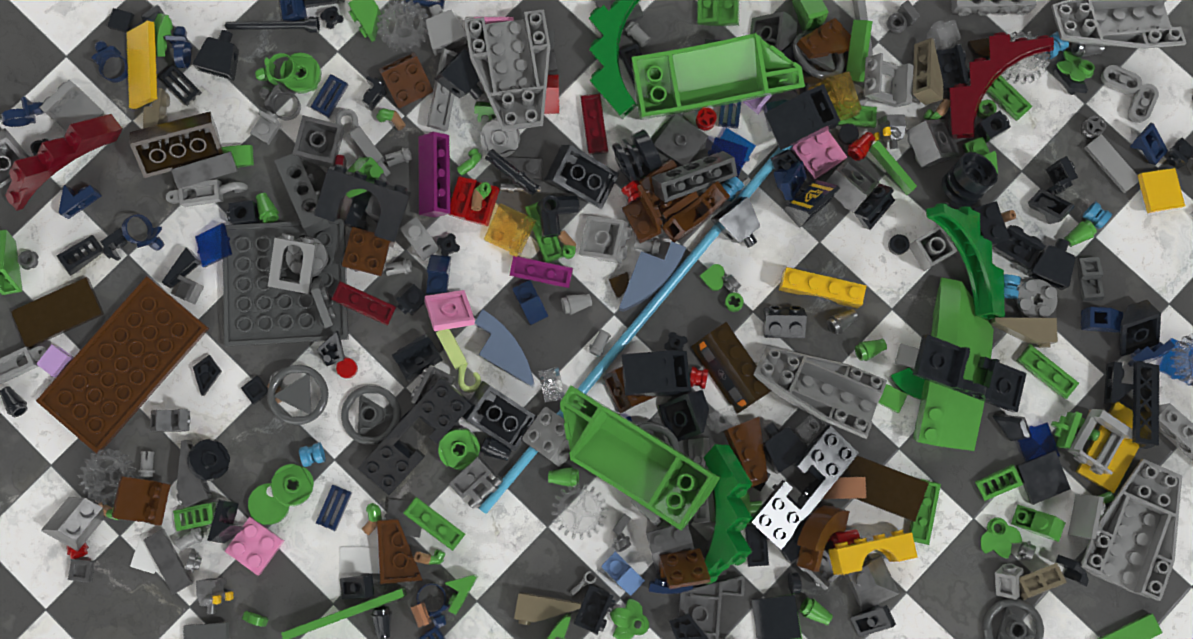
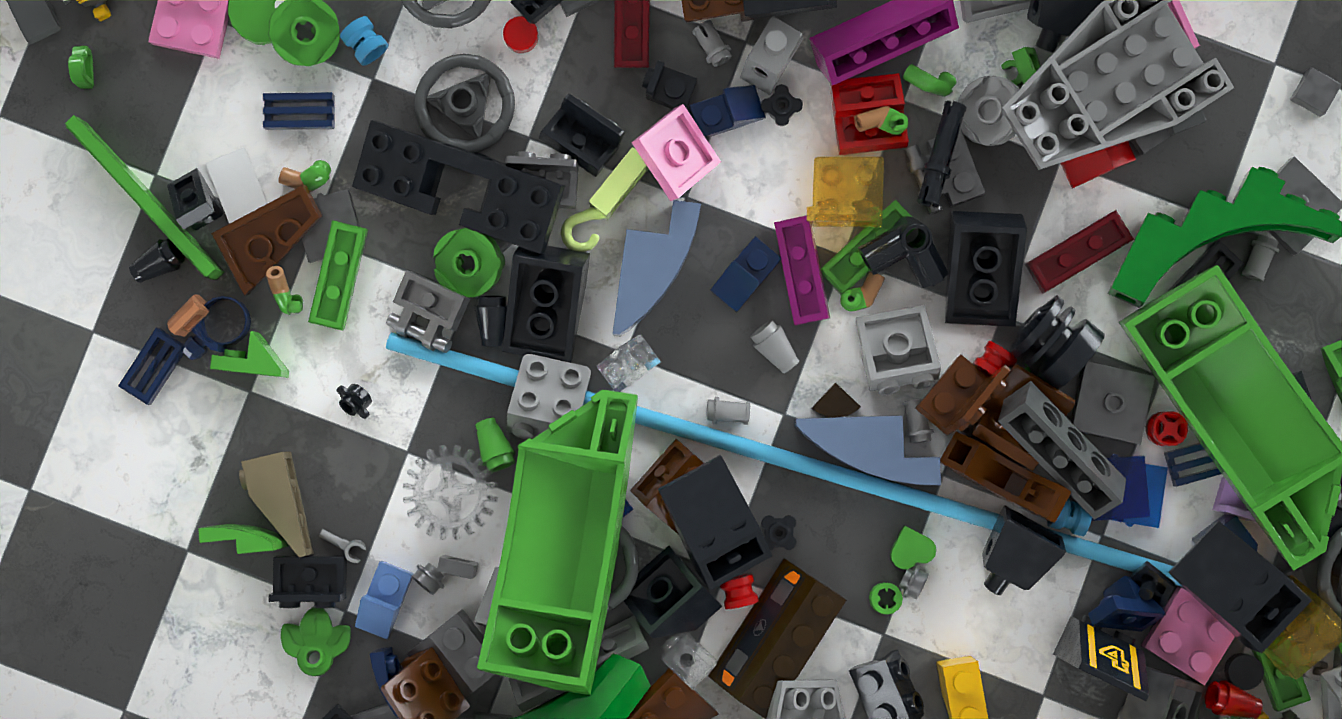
camera: 70 degrees right, 5 degrees up
(507, 542) = (354, 400): none -> black plate

